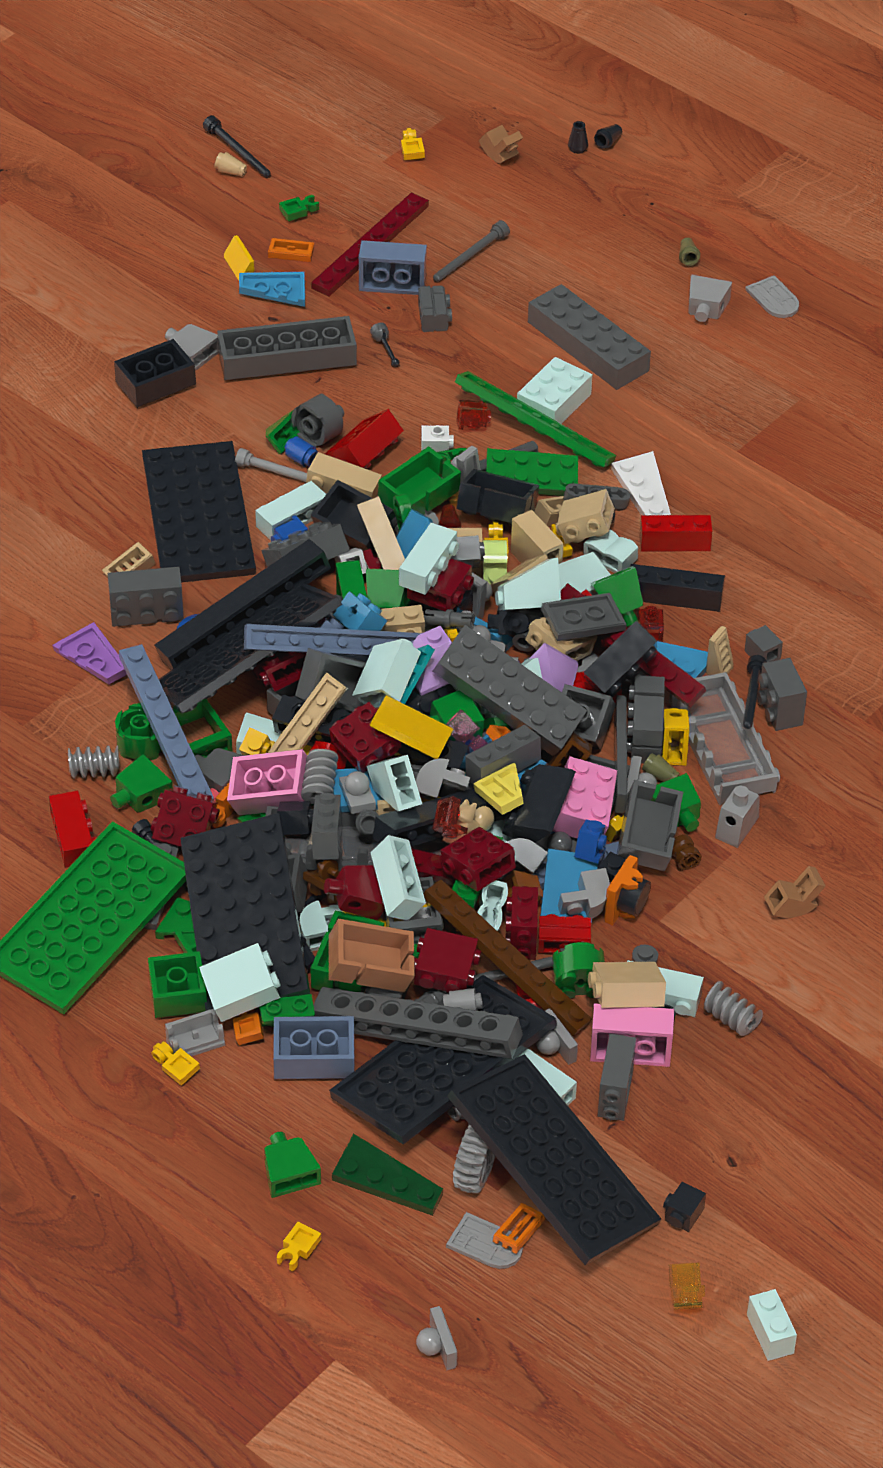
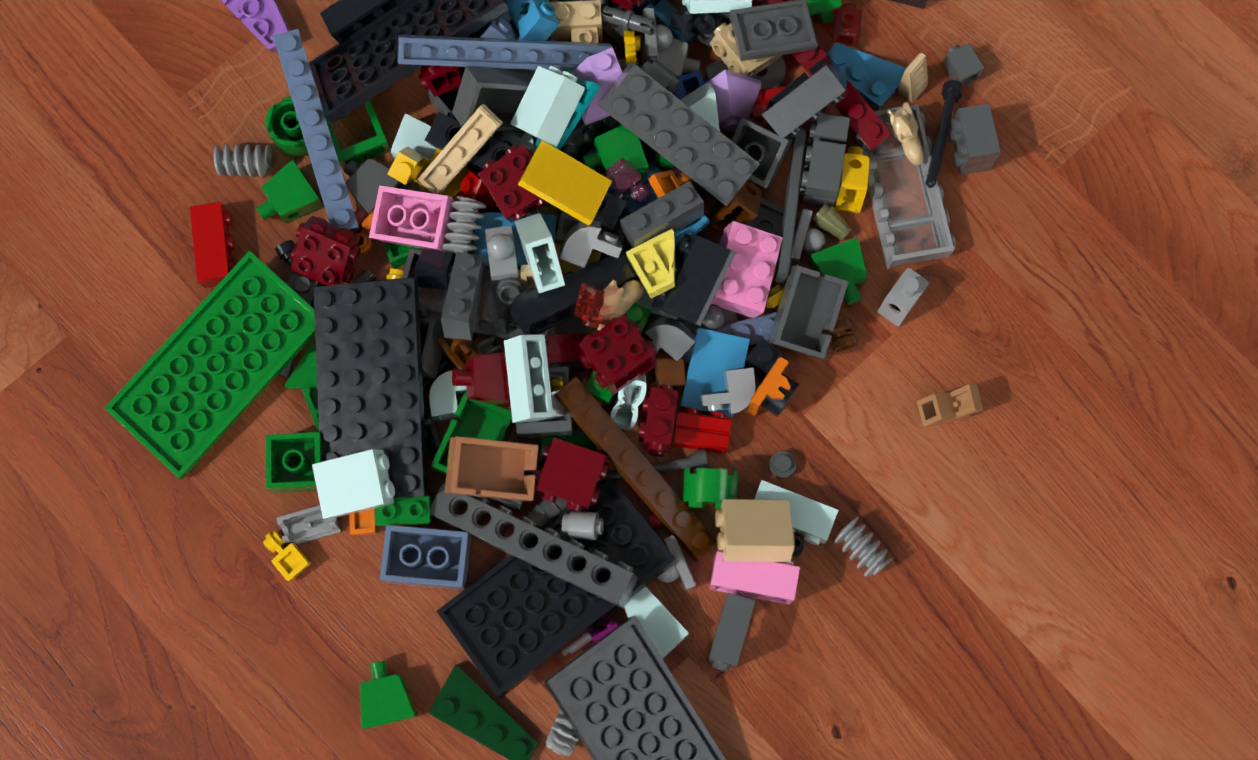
camera: 10 degrees right, 30 degrees up
(591, 841) = (743, 329): blue brick -> none
(718, 690) = (906, 131): none -> tan animal

